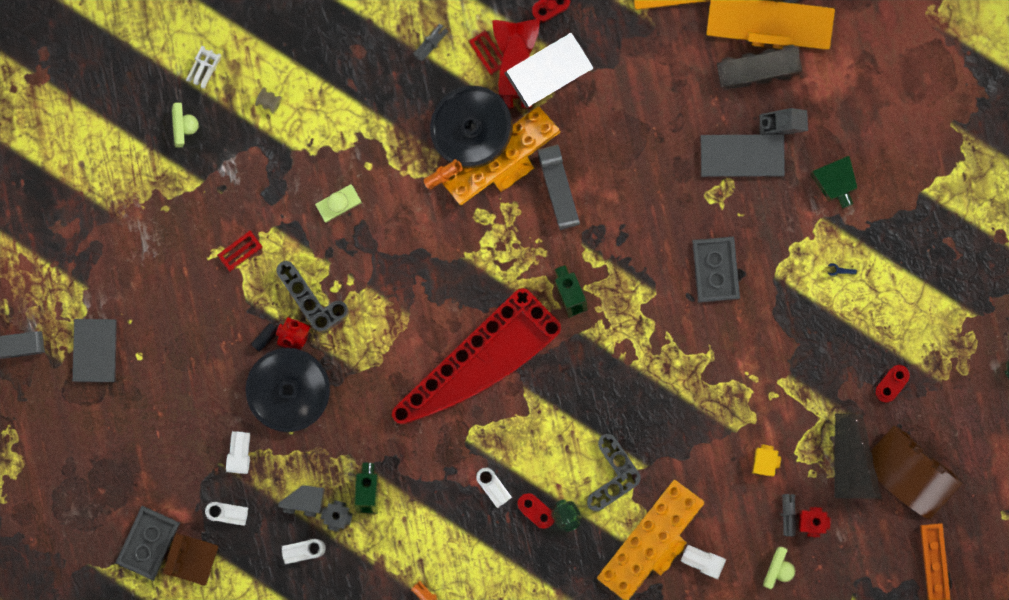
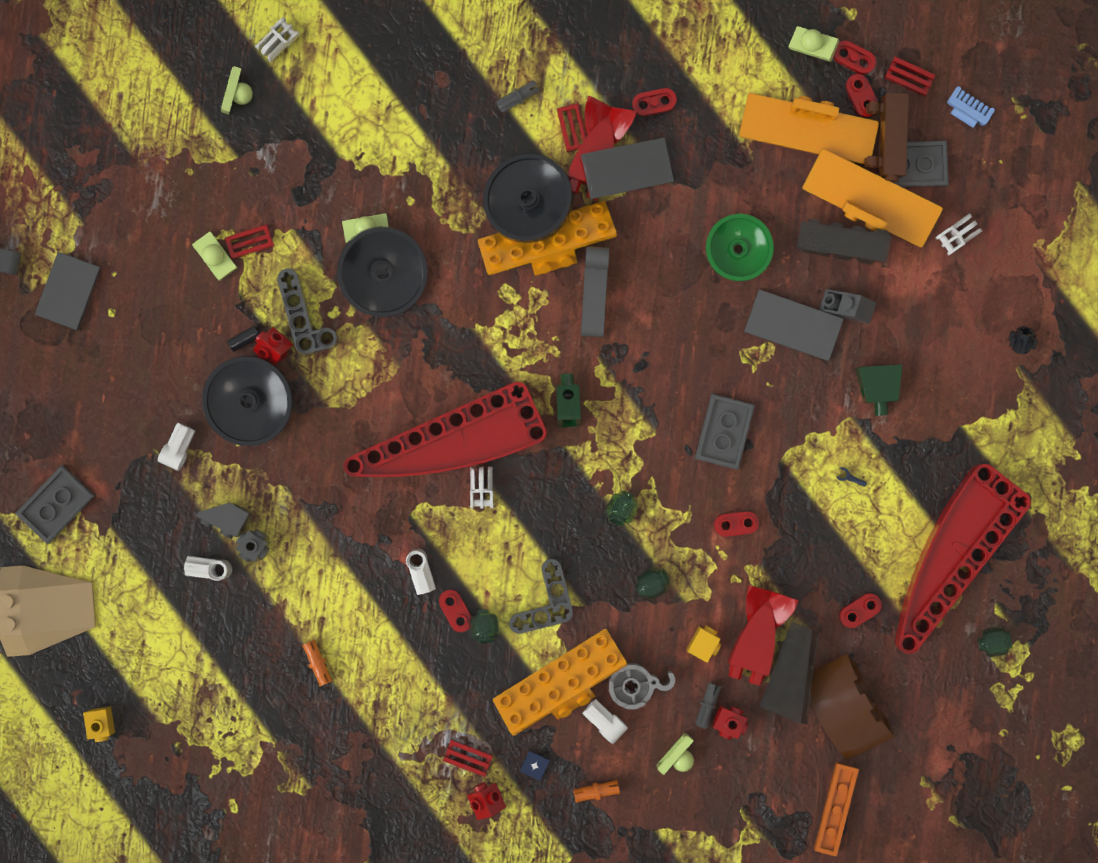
camera: 15 degrees right, 5 degrees up
(190, 559) = (91, 536): reddish brown bracket -> none
(213, 274) = (214, 256): none -> yellowish green tile
(229, 513) = (145, 505): white piece -> none
(268, 100) = (331, 97): dark tan bush -> none
(366, 235) = (382, 271): none -> black dish
(366, 497) = (289, 539): dark green torso -> none
(443, 174) = (482, 236): orange pin -> none
(521, 395) = (481, 502): none -> white arm
(650, 368) = (621, 508): none -> clear green head
(672, 90) = (740, 231): none -> green dish
(701, 424) = (652, 583): none -> clear green head
(727, 516) = (645, 686): none -> light grey piece
(755, 345) = (736, 523): none -> red plate
(811, 443) = (756, 642): none -> red hips
(855, 28) = (957, 235): none -> white arm
(946, 97) = (1023, 340): none -> black gear
(951, 286) = (957, 533): none -> red beam

